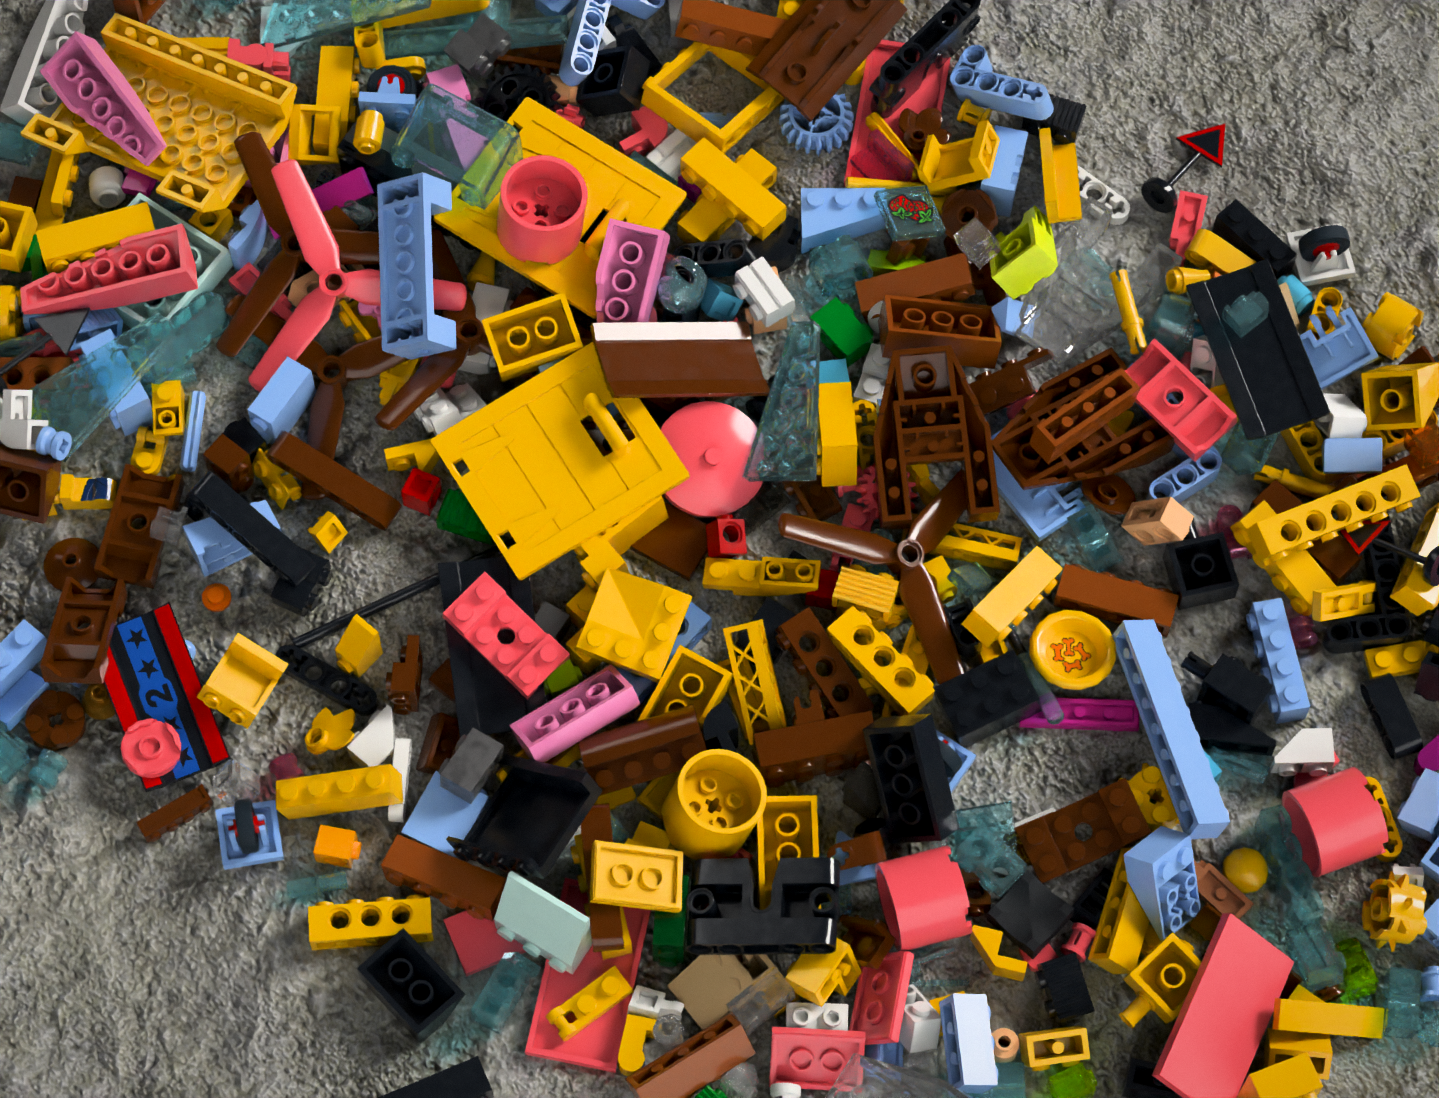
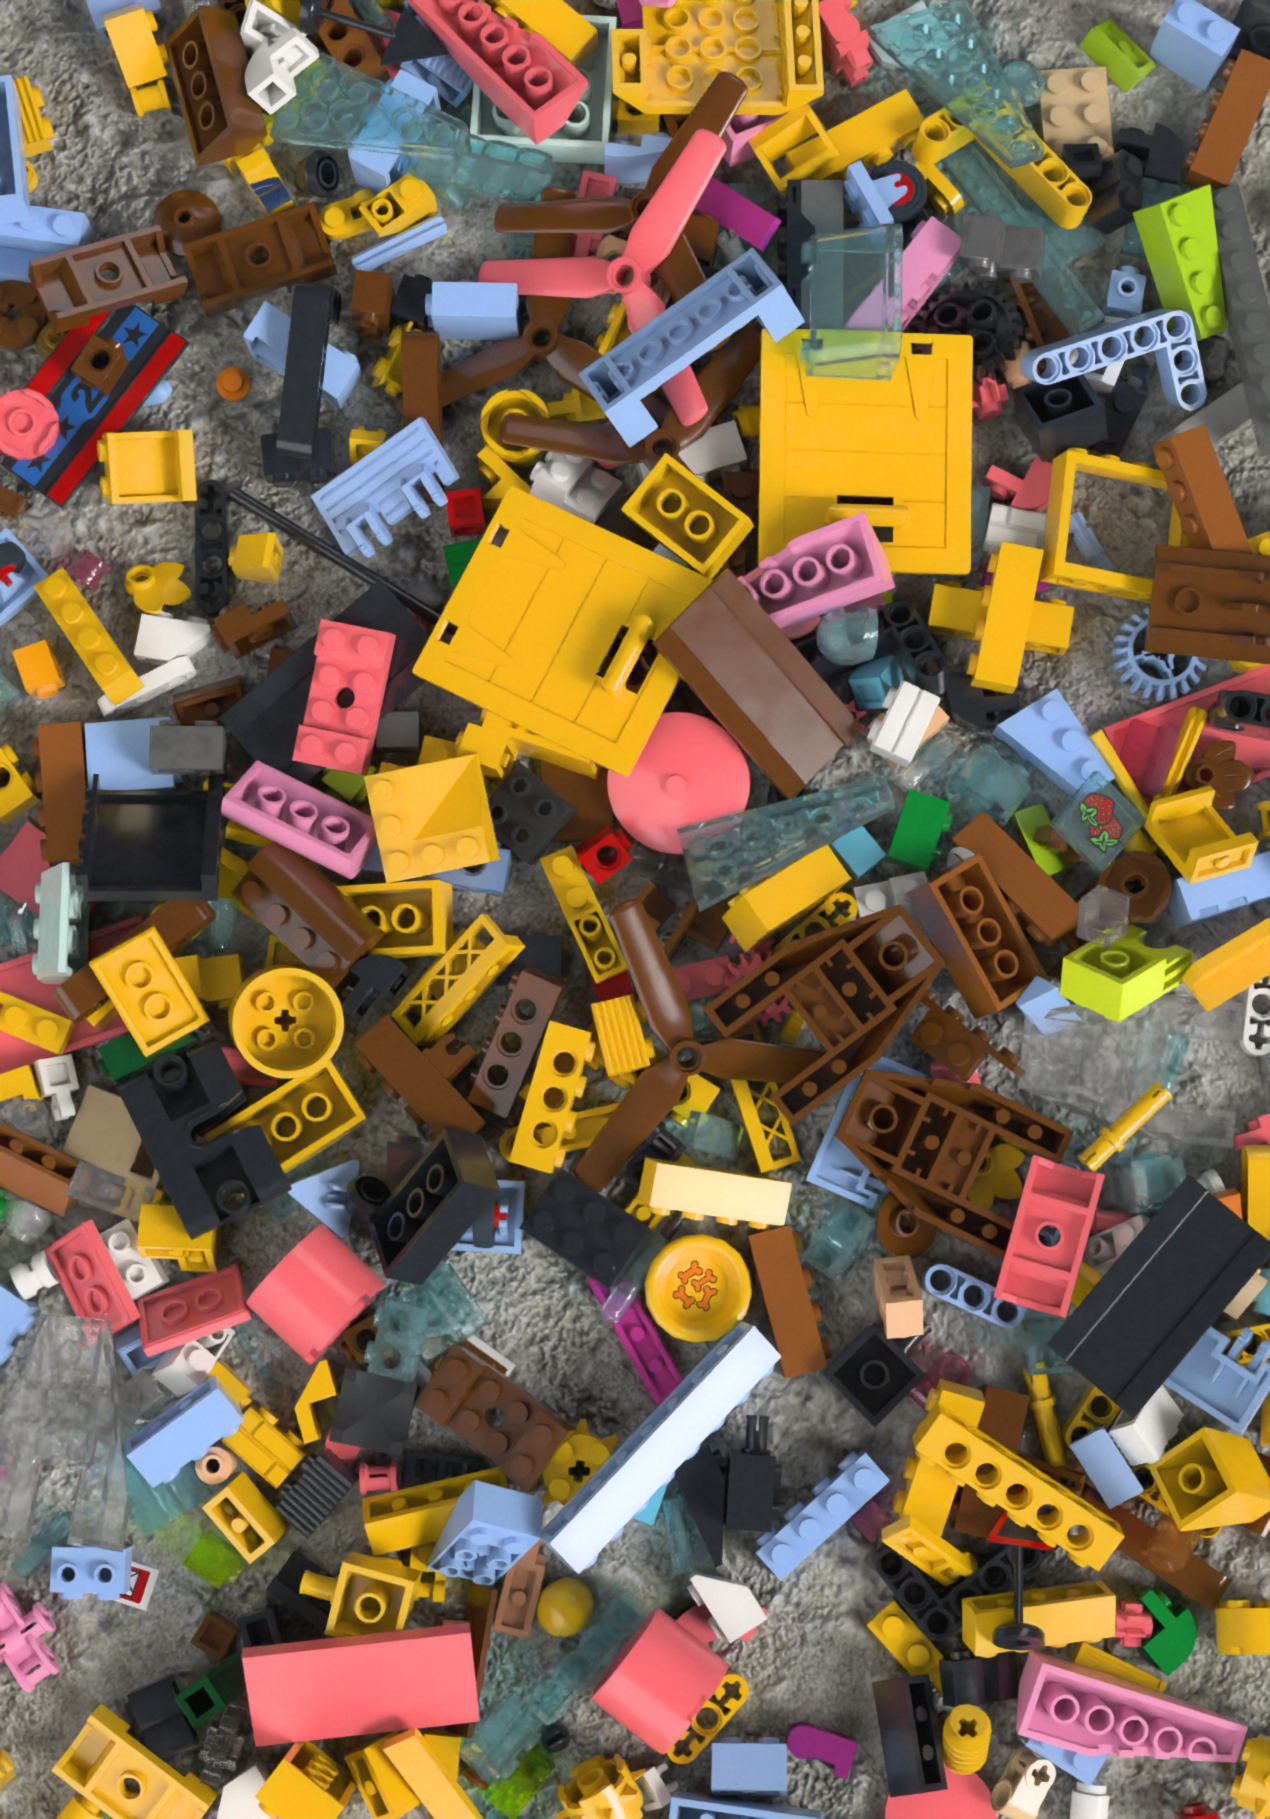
camera: 60 degrees right, 15 degrees up
(53, 443) = (272, 115): light blue wheel -> none
(104, 453) = (318, 174): none -> black cone
(151, 678) = (100, 379): none -> reddish brown brick
(168, 525) = (268, 286): clear panel -> none
(364, 533) = (387, 486): none -> light blue hinge
(369, 132) = (820, 200): yellow brick -> none
(370, 435) = (511, 402): none -> yellow brick
(541, 209) = (858, 428): coral brick -> none
(667, 565) = (527, 813): none -> black brick
(781, 545) = (656, 905): none -> reddish brown panel
(862, 850) = (330, 1199): reddish brown piece -> none
(867, 939) = (241, 1259): reddish brown bracket -> none
(1014, 1005) = (267, 1446): none -> yellow brick
(1084, 415) = (958, 1153): dark orange brick -> none
(1123, 1042) = (286, 1588): none -> black panel
(1180, 277) = (1206, 1167): yellow cone -> none
(1246, 313) = (1193, 1261): clear light blue brick -> none
(1341, 927) = (551, 1730): none -> black hinge
(1391, 716) = (832, 1671): black beam -> none

